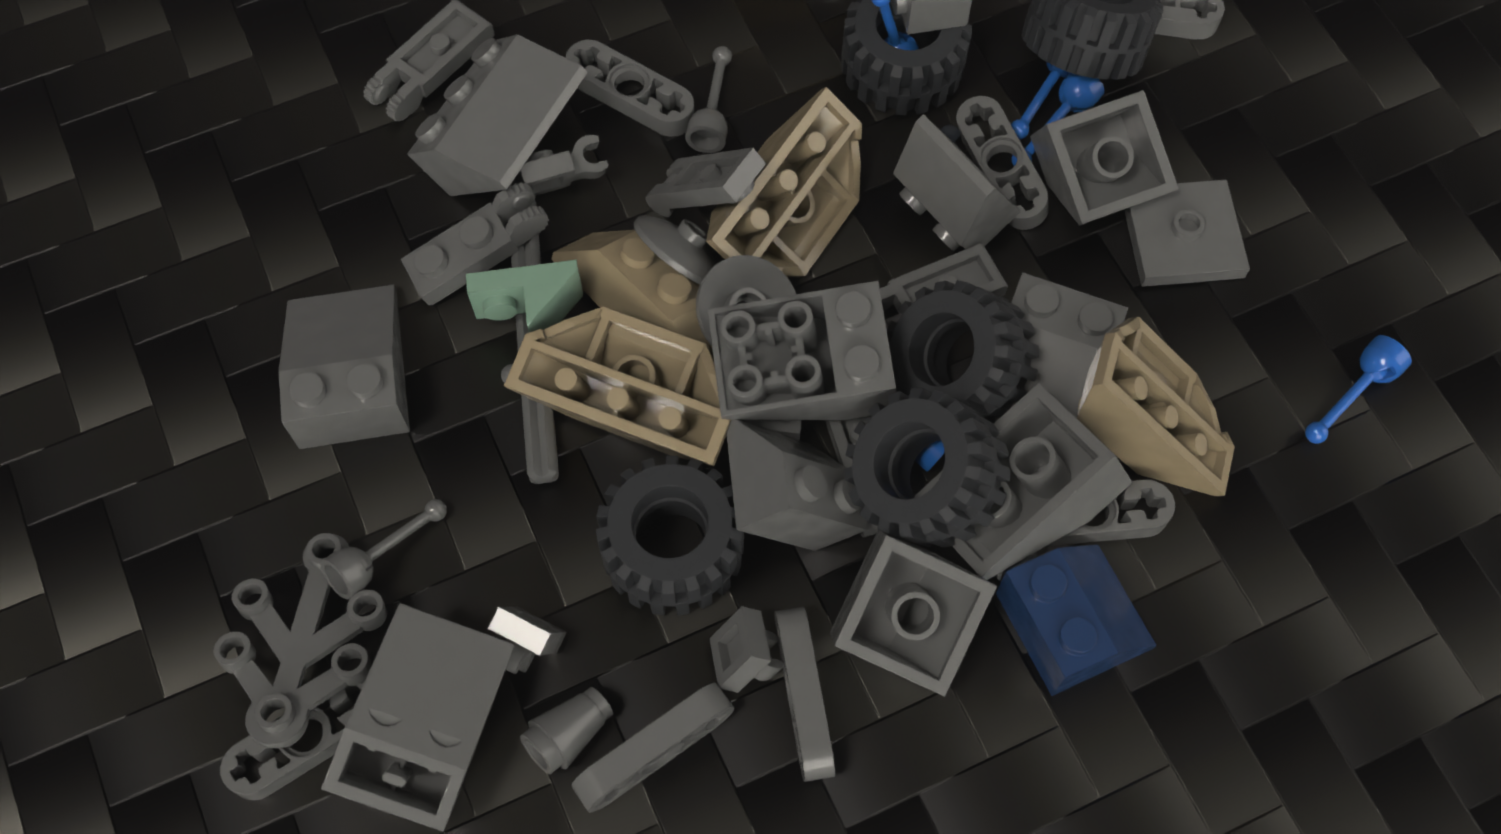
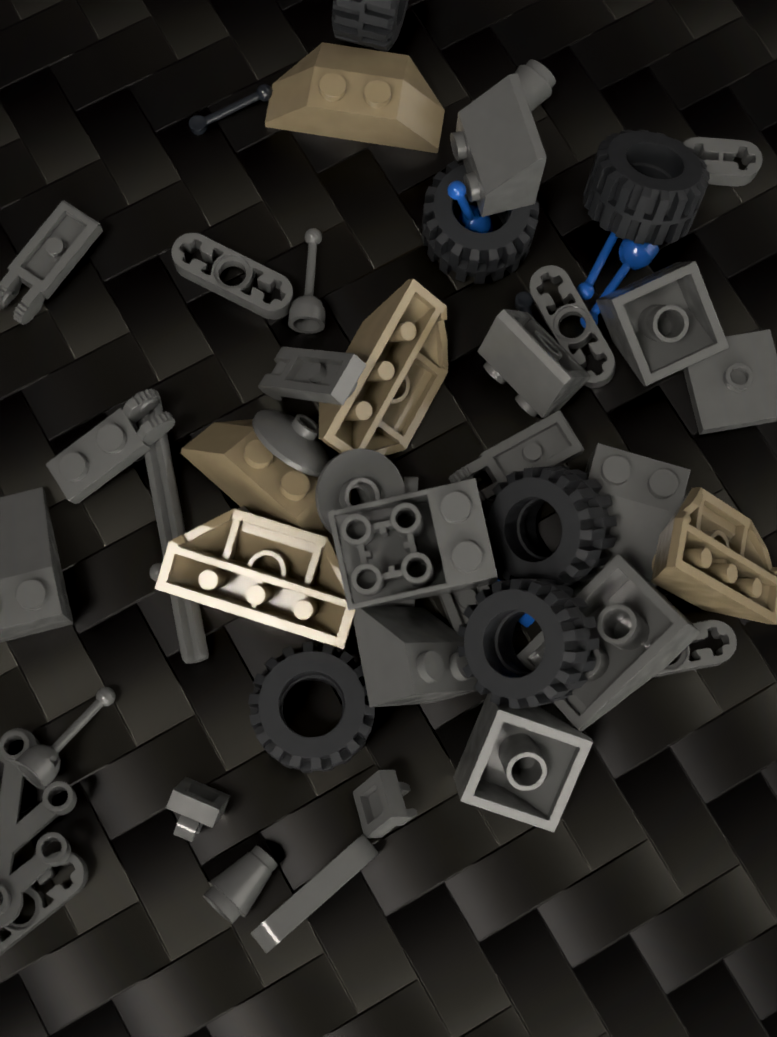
camera: 10 degrees left, 10 degrees up
(419, 717) = (118, 894): dark grey slope -> none
(495, 115) = (116, 322): dark grey slope -> none
(540, 291) = (176, 493): sand green slope -> none
(552, 171) = (166, 369): dark grey plate -> none
(804, 694) = (436, 835): dark grey beam -> none
(1072, 615) = (657, 747): dark blue slope -> none

